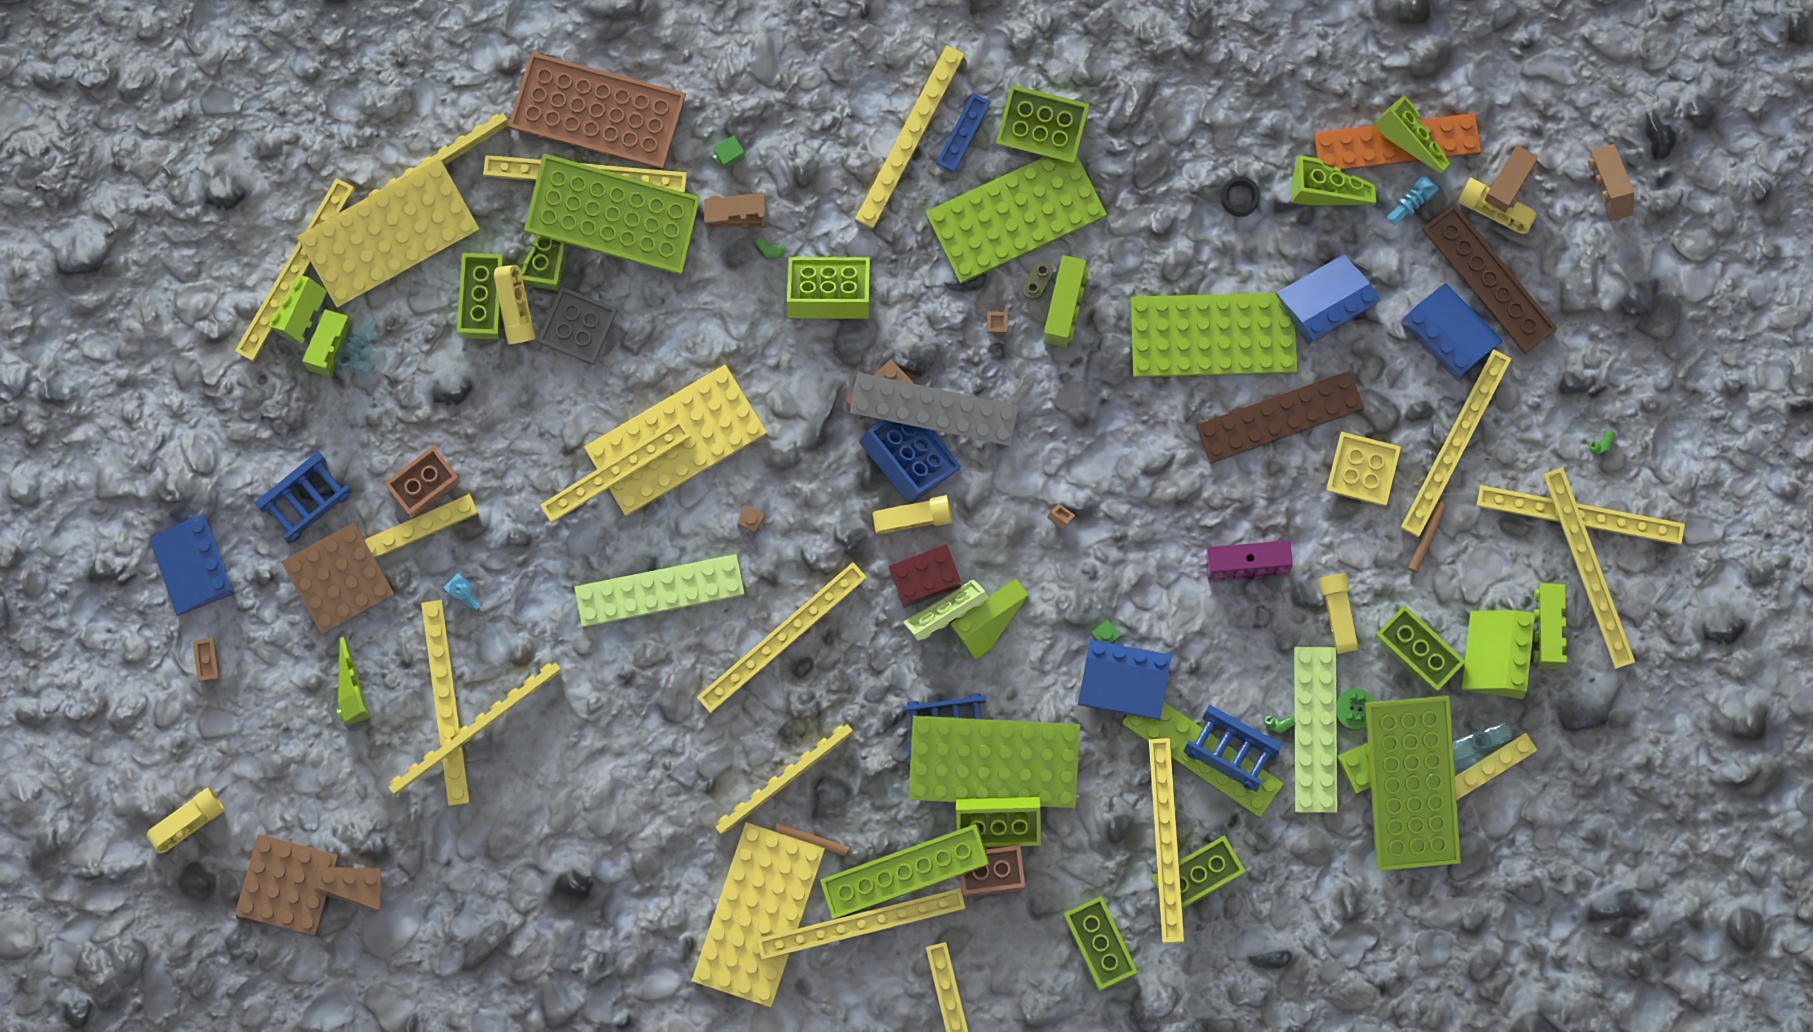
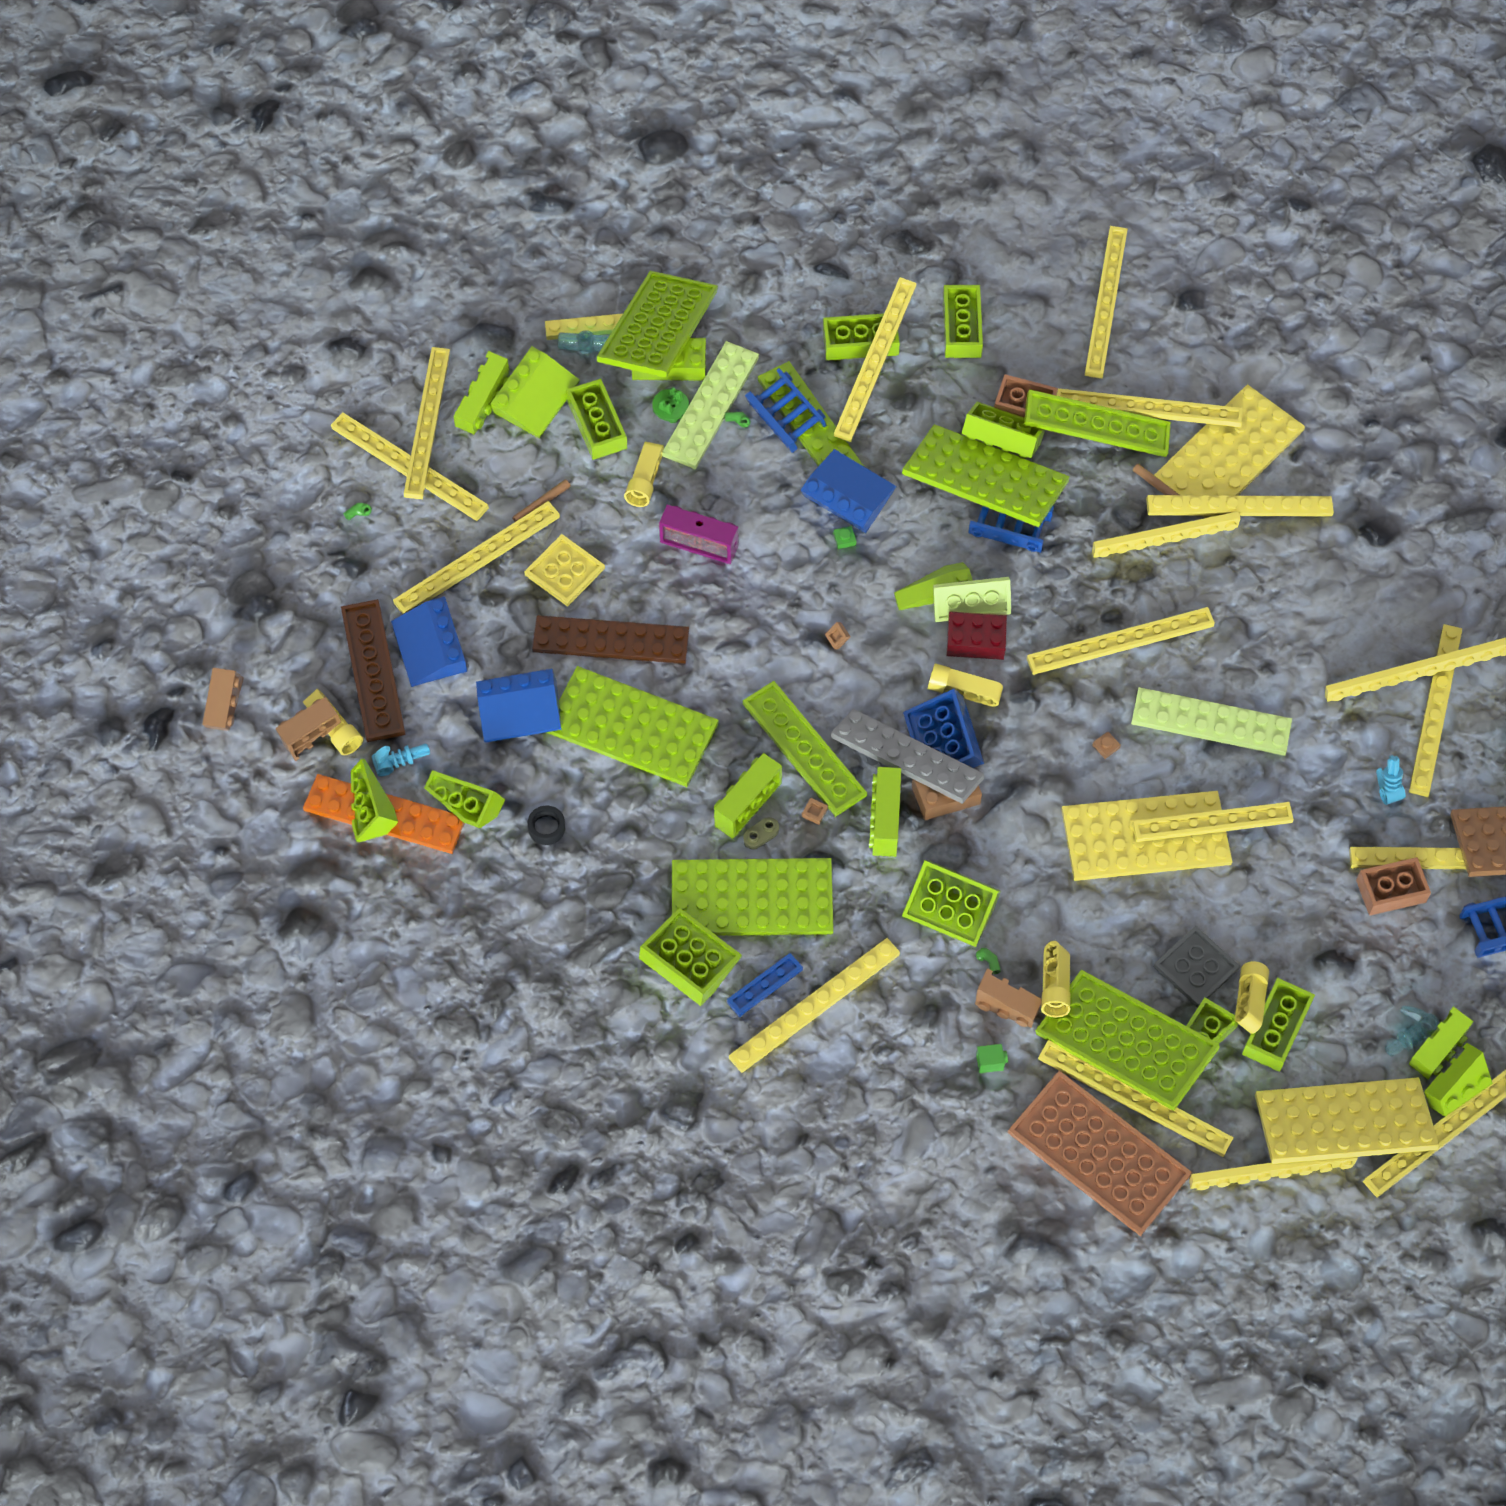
camera: 160 degrees left, 15 degrees down
(700, 248) = (1056, 980): none -> light yellow beam
(721, 845) = (1246, 505): none -> light yellow plate
(927, 343) = (885, 811): none -> lime brick
(1037, 383) = (804, 748): none -> lime plate

